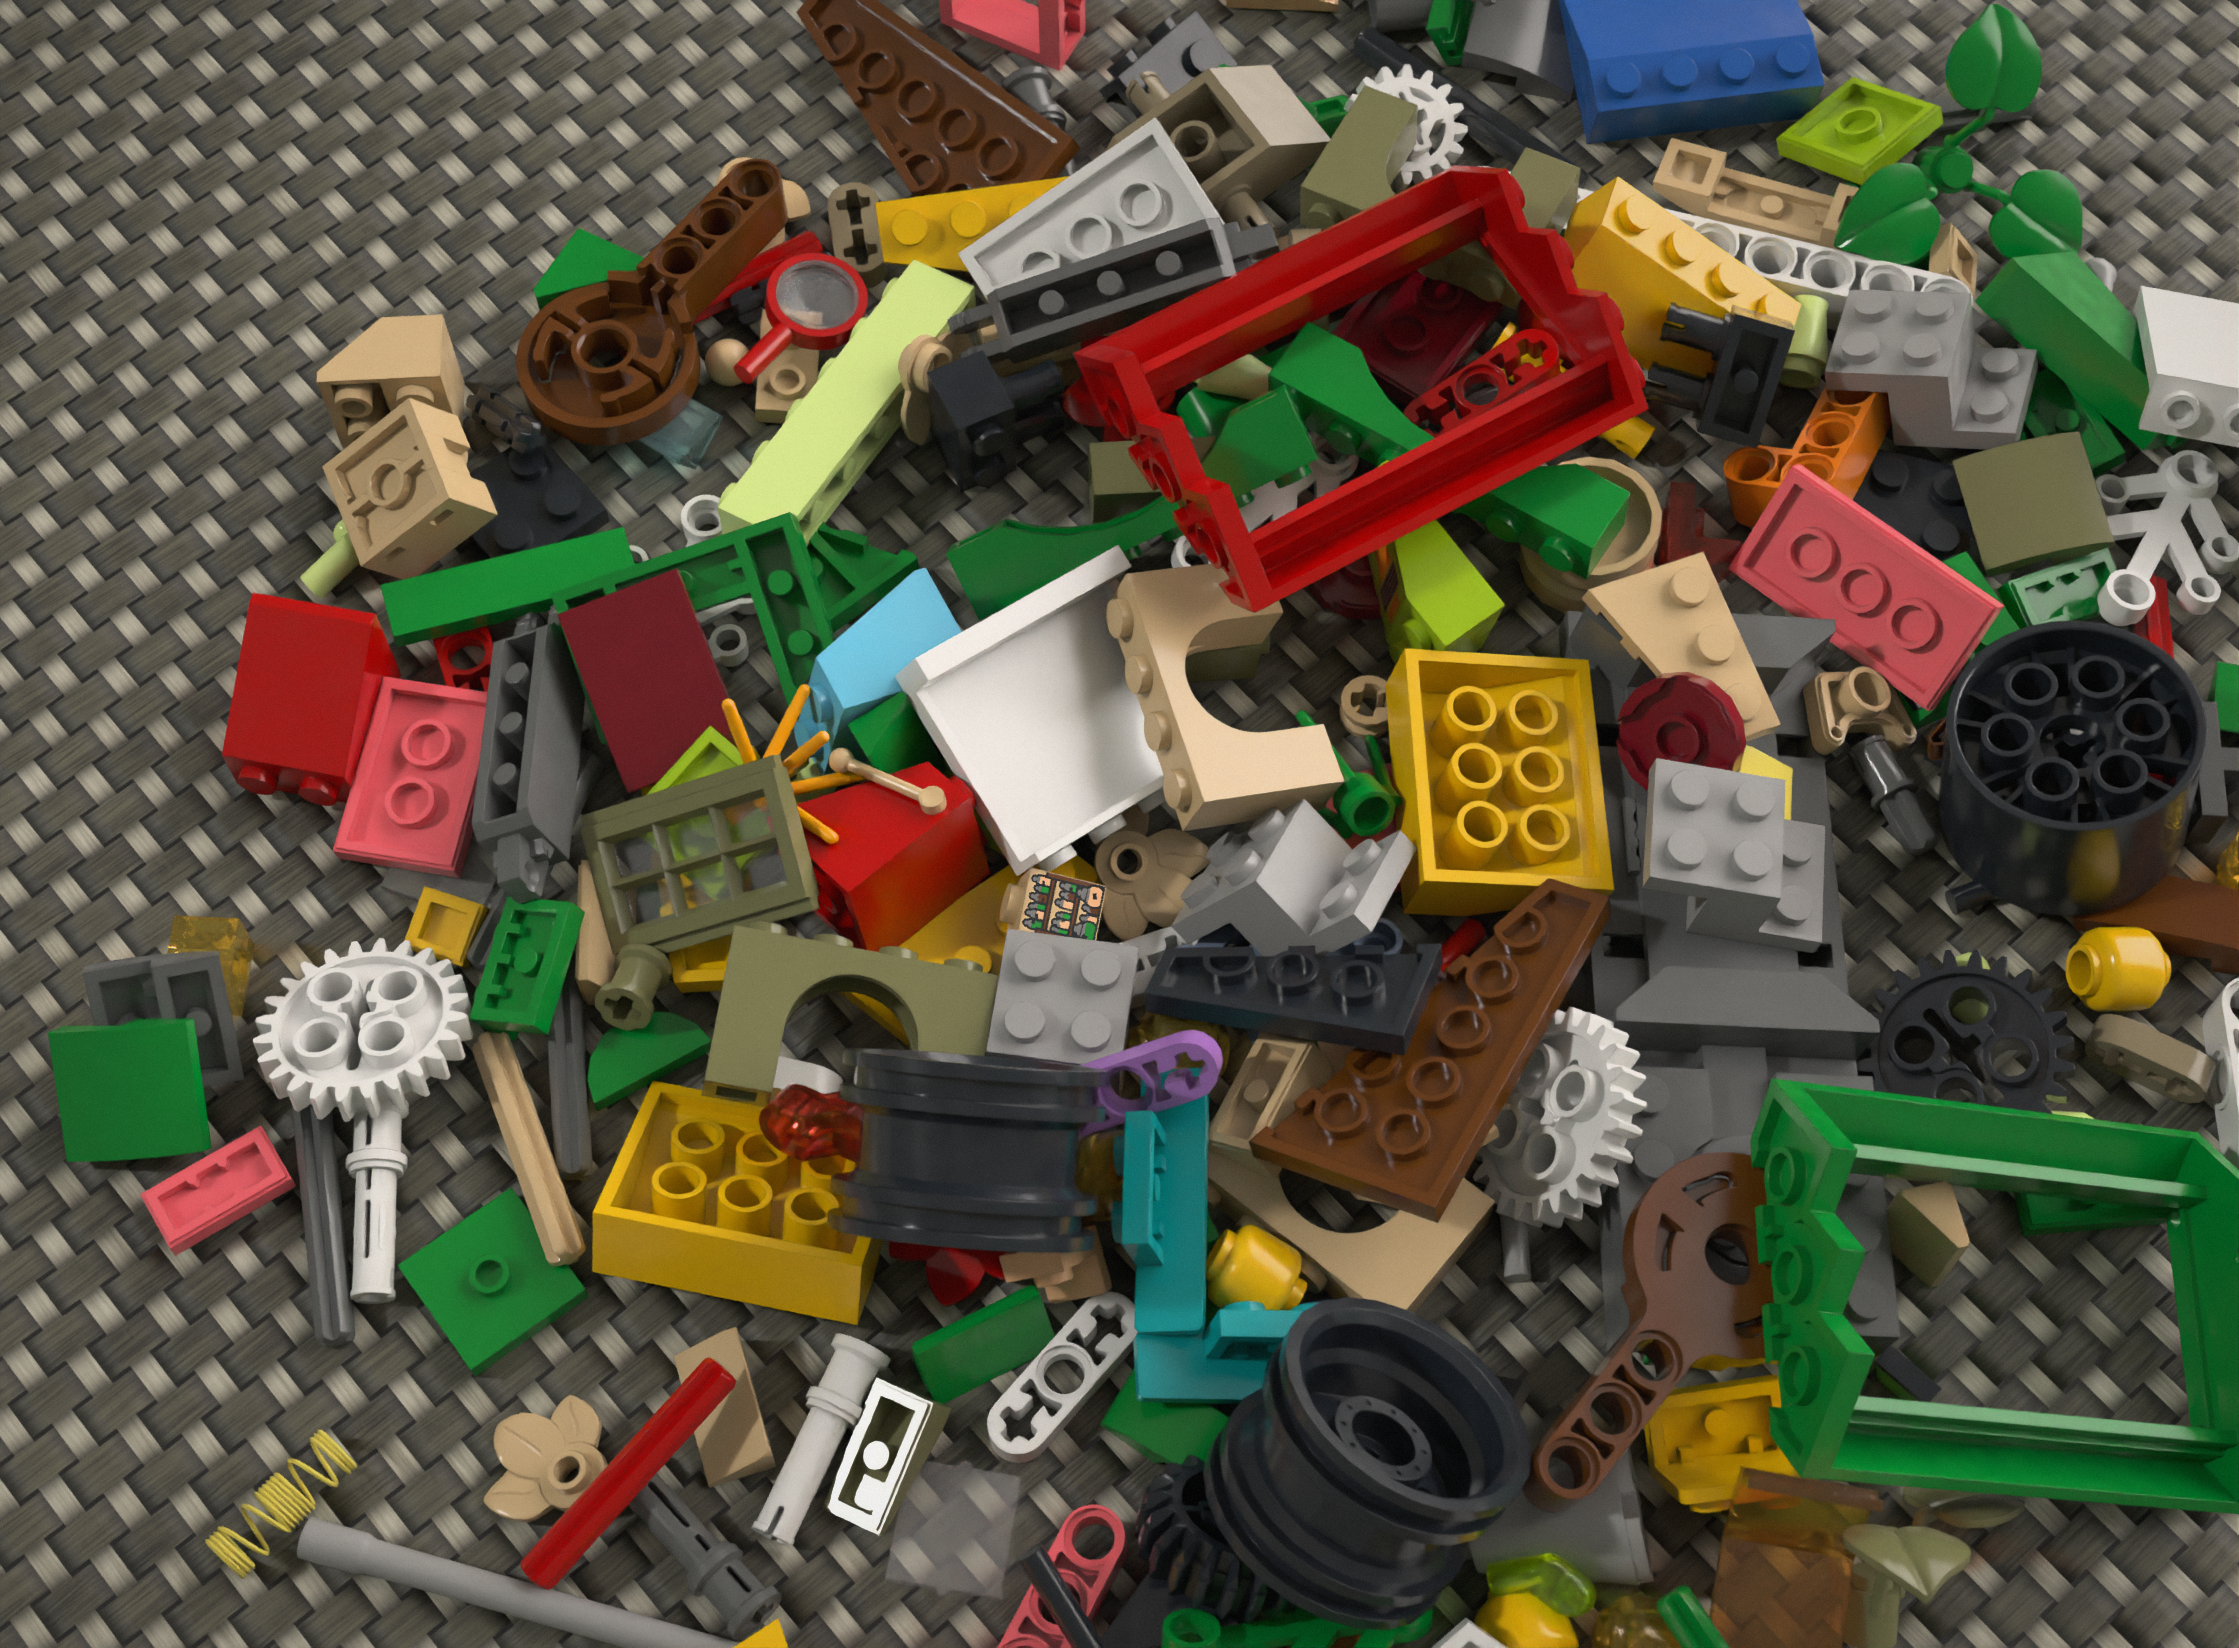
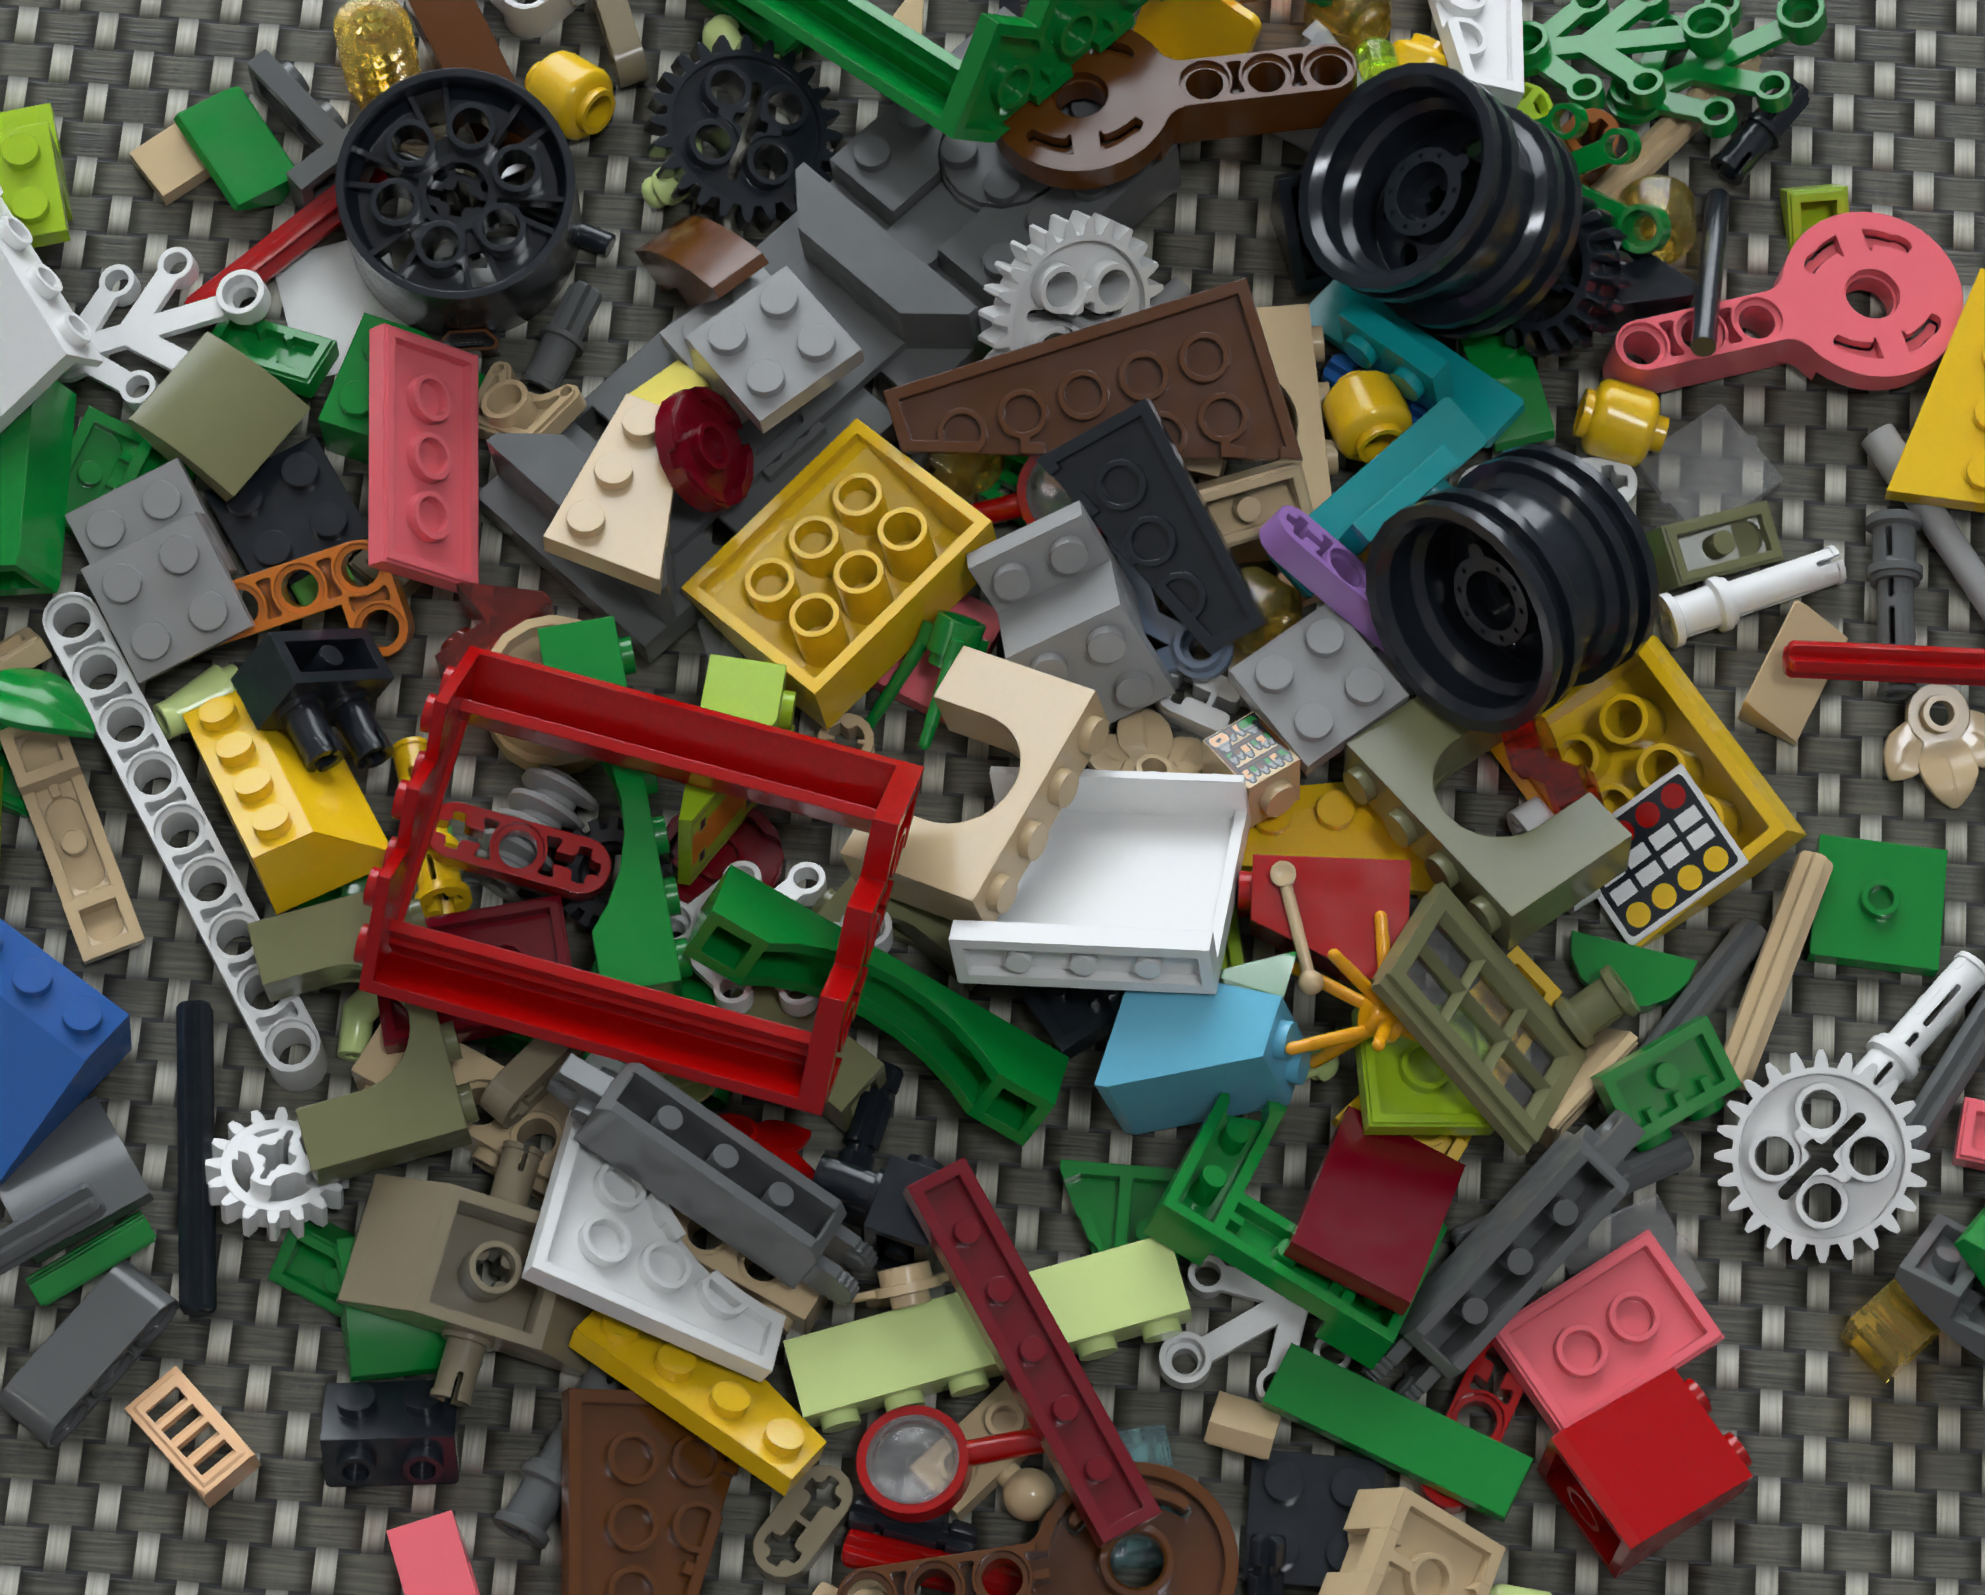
camera: 135 degrees left, 5 degrees up
(445, 925) = (1688, 1201): yellow tile -> none
(626, 505) = (1242, 1426): none -> tan tile
(689, 1142) = (1673, 858): none -> sticker
(791, 367) = (1031, 1352): none -> dark red plate
(1055, 1477) = (1620, 422): none -> yellow head
(1070, 480) = (871, 1120): none -> black axle
(1861, 902) = (700, 259): none -> reddish brown slope

